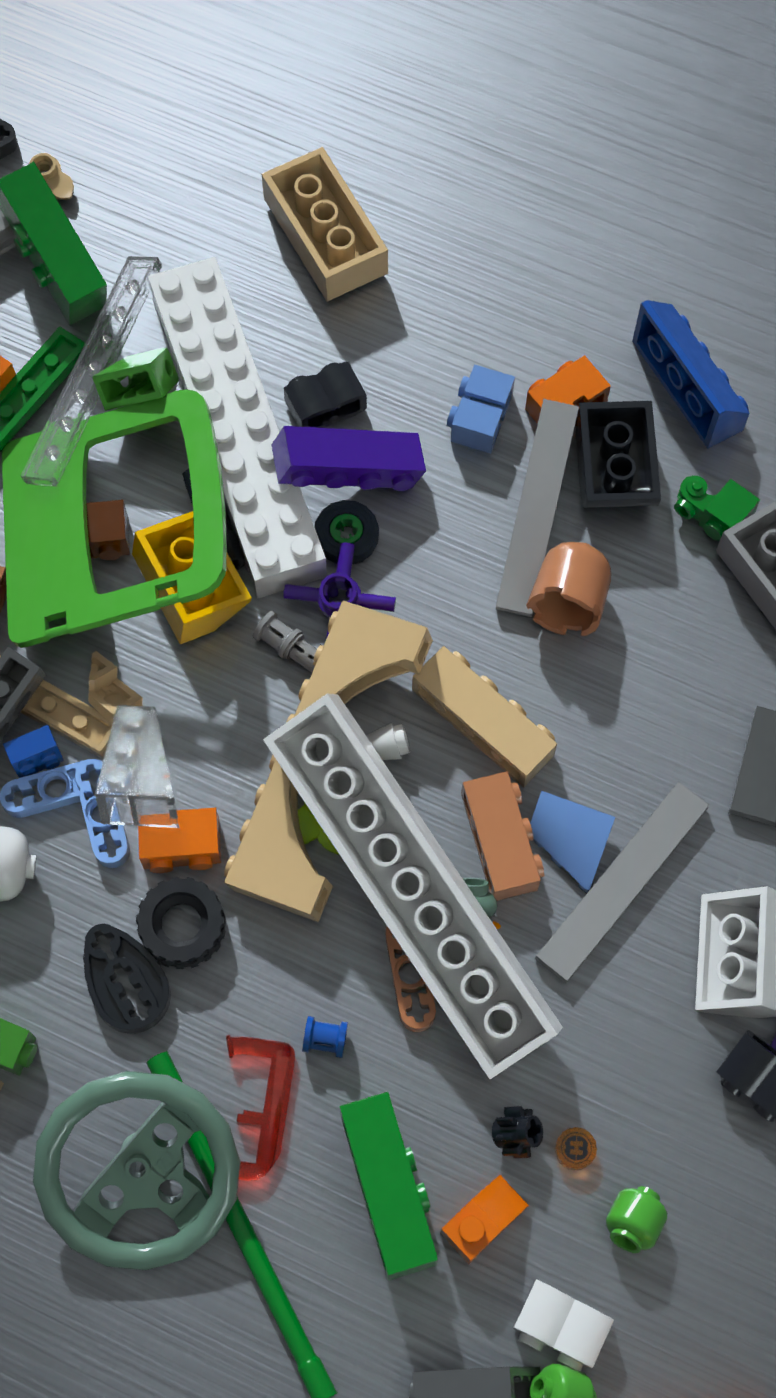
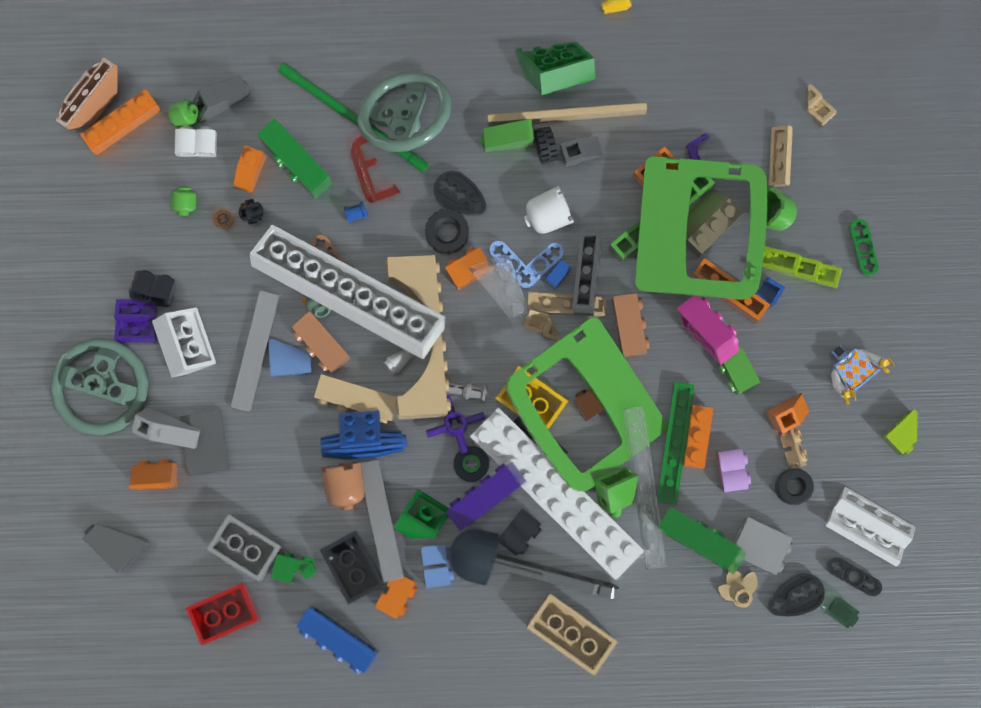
camera: 150 degrees right, 15 degrees up
(405, 376) = (475, 555): none -> piece
(467, 485) = (422, 517): none -> green slope
(507, 642) = (361, 438): none -> blue plate

